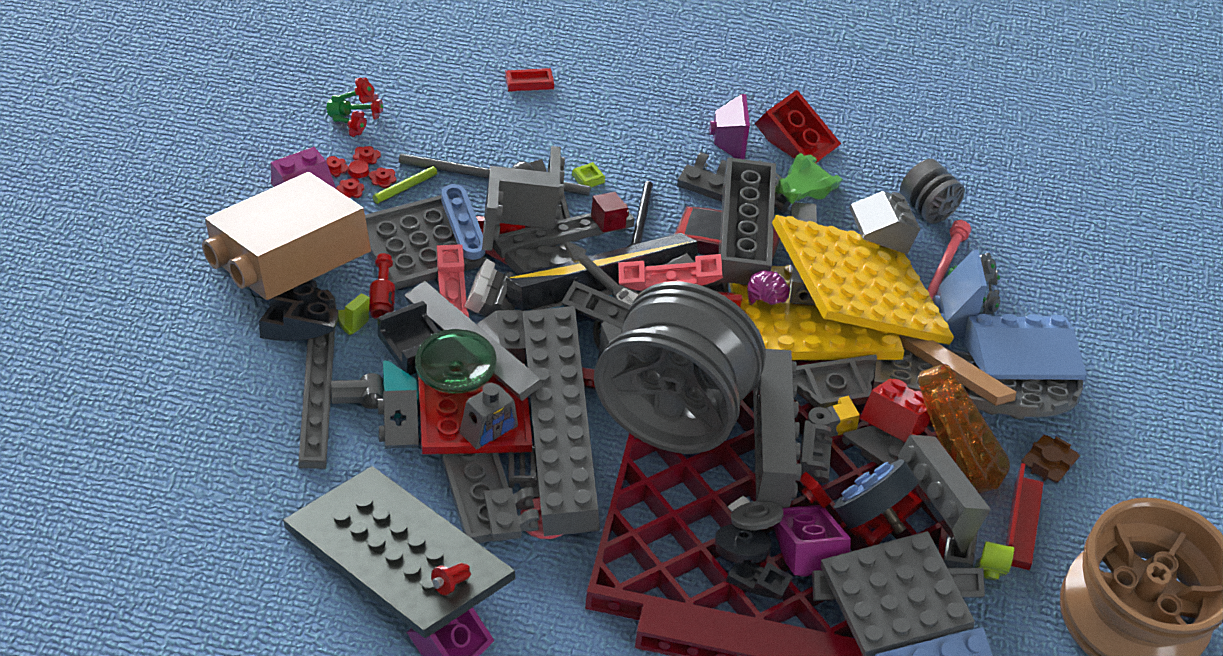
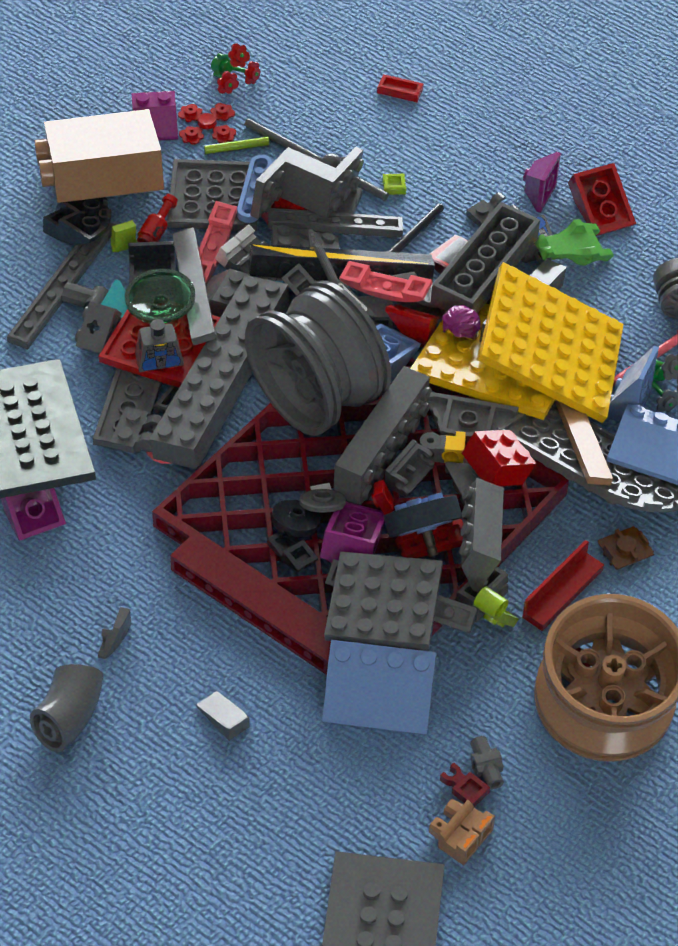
camera: 30 degrees right, 5 degrees up
(446, 578) = (40, 458): red piece -> none
(609, 212) = (379, 218): dark red brick -> none
(886, 220) = (614, 300): dark grey slope -> none
(963, 429) = (539, 503): clear orange beam -> none

